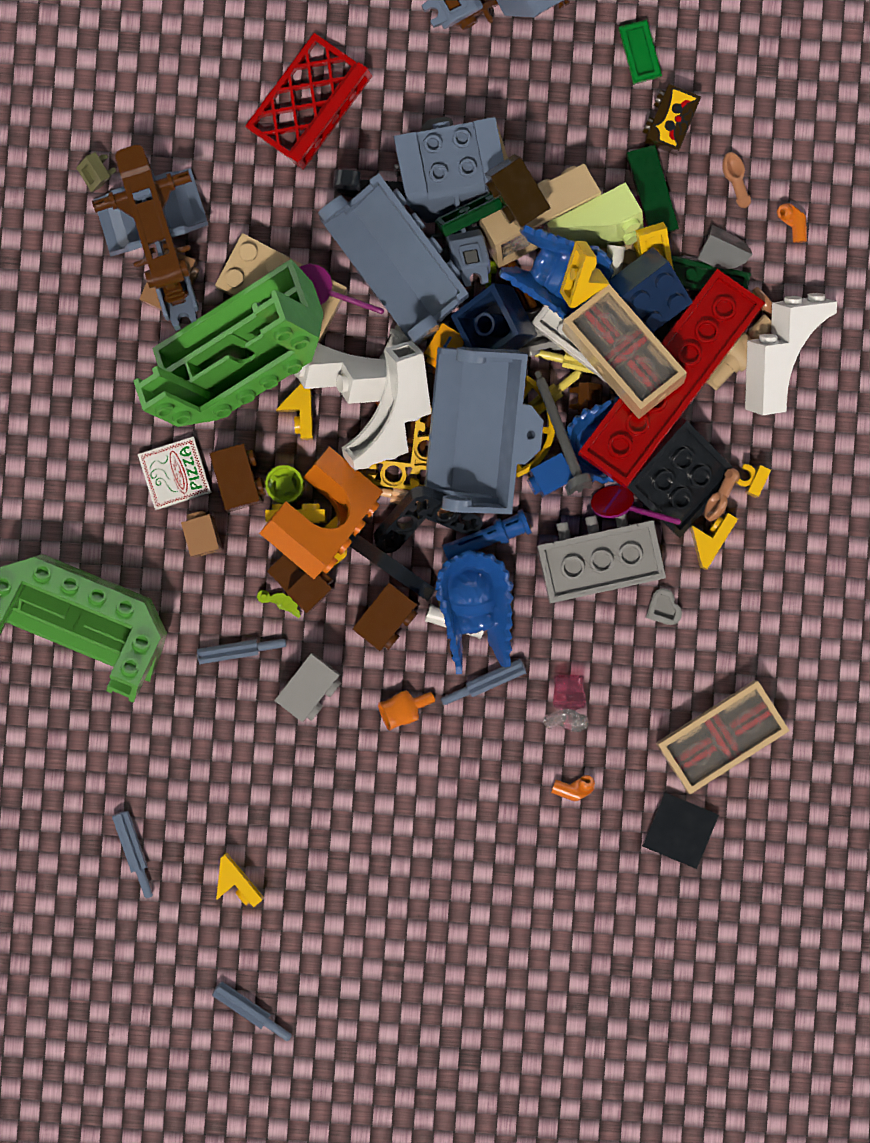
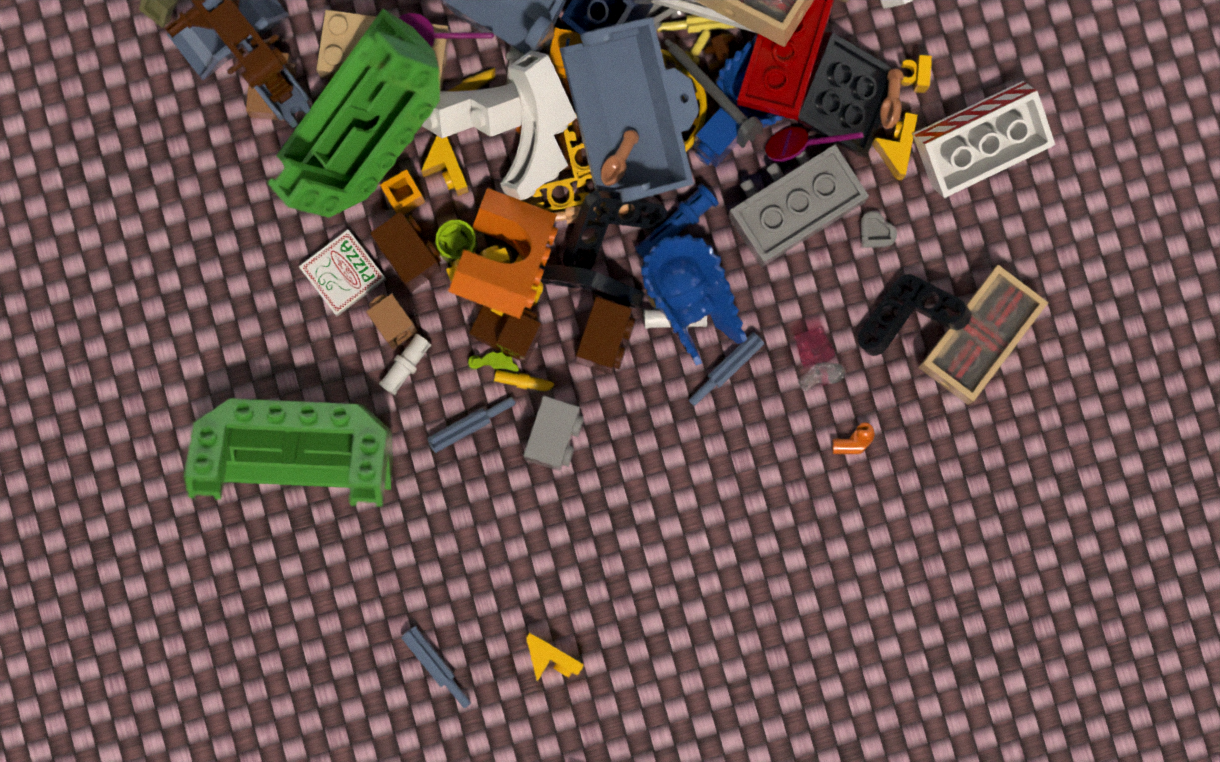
camera: 20 degrees left, 5 degrees down
(201, 576) = (405, 364): none -> white pin
(252, 423) = (402, 192): none -> light orange brick
(300, 628) = (522, 381): none -> yellow piece
(349, 344) = (475, 82): none -> yellow piece
(403, 708) = (654, 423): orange piece -> none
(450, 469) = (615, 165): none -> nougat piece
(672, 684) = (912, 301): none -> black beam
(680, 830) = (975, 445): black tile -> none
(789, 562) = (984, 139): none -> white brick

